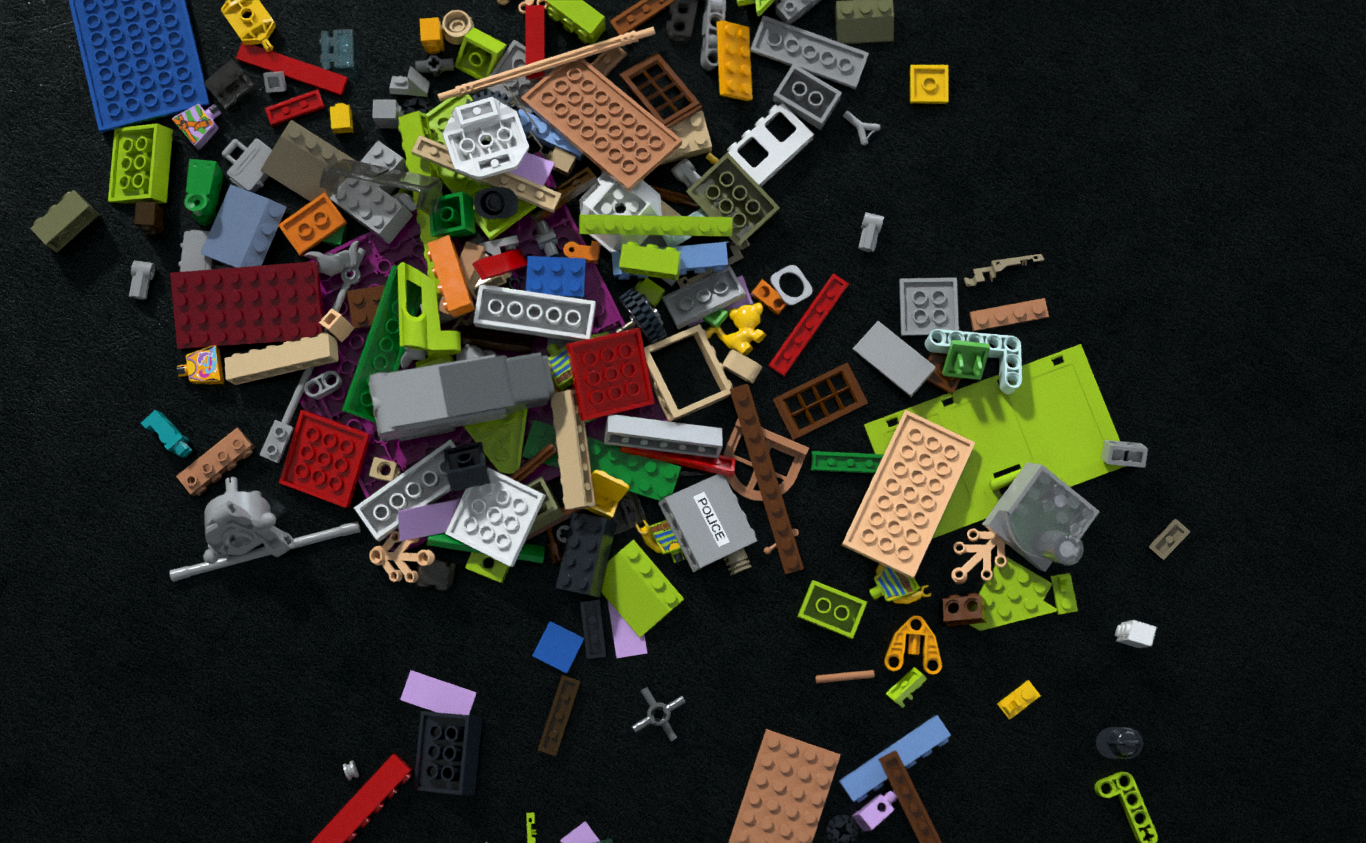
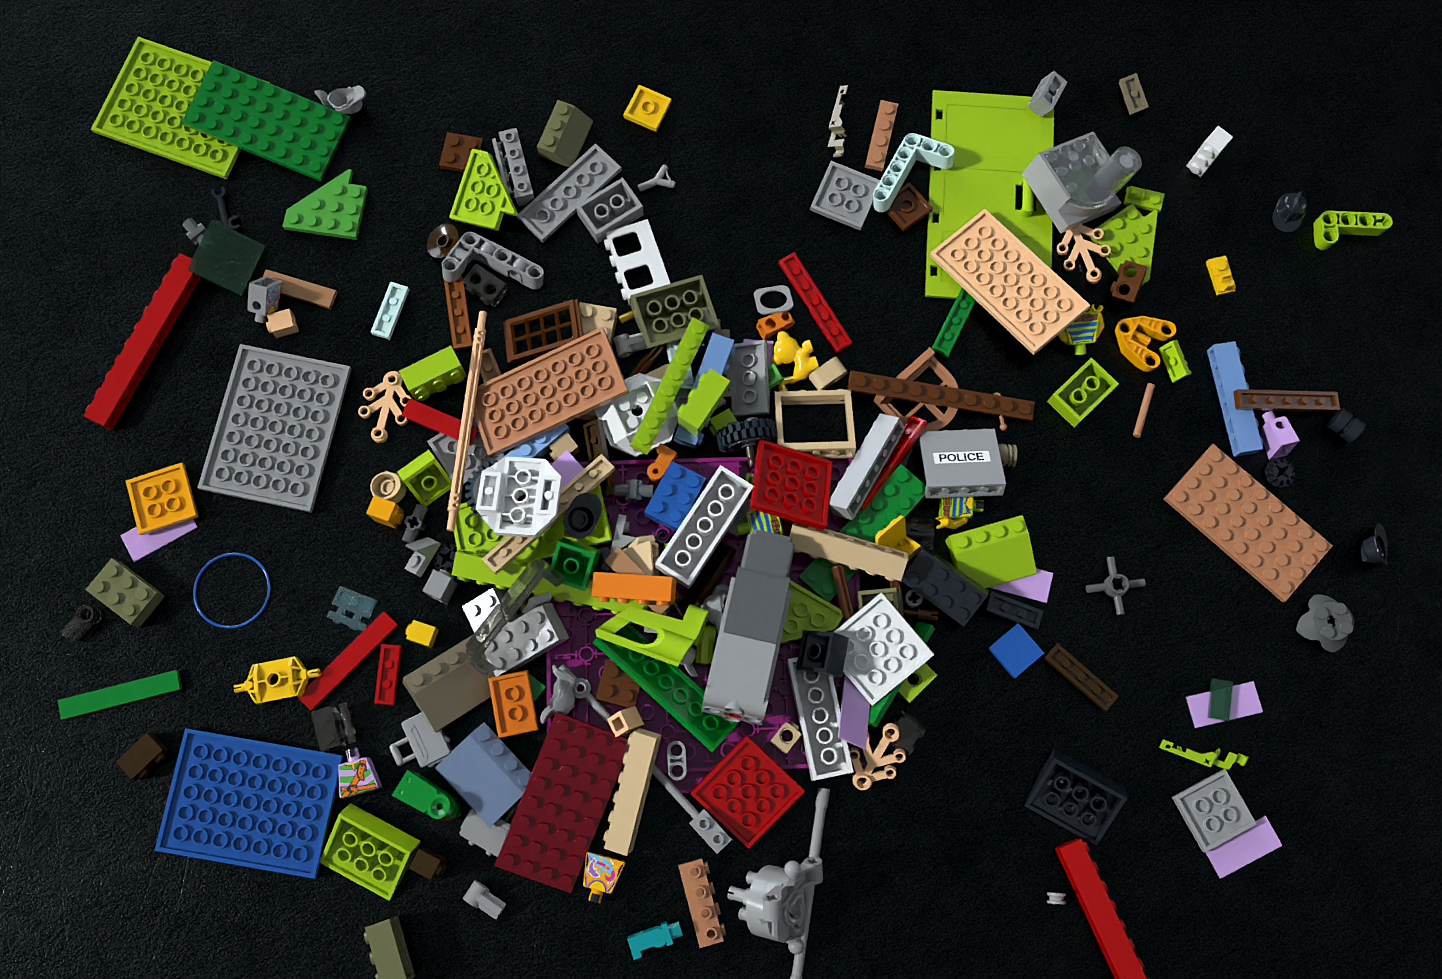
camera: 70 degrees left, 5 degrees down
(274, 81) = (353, 682): light grey plate -> none
(437, 695) = (1014, 784): lavender piece -> none
(500, 264) = (642, 538): red tile -> none
(516, 101) = (519, 452): dark tan piece -> none
(734, 60) = (546, 256): light orange plate -> none
(788, 417) = (885, 357): reddish brown piece -> none
(871, 227) = (752, 210): light grey piece -> none
(894, 358) = (880, 242): light grey tile -> none
(966, 359) = (911, 180): bright green plate -> none

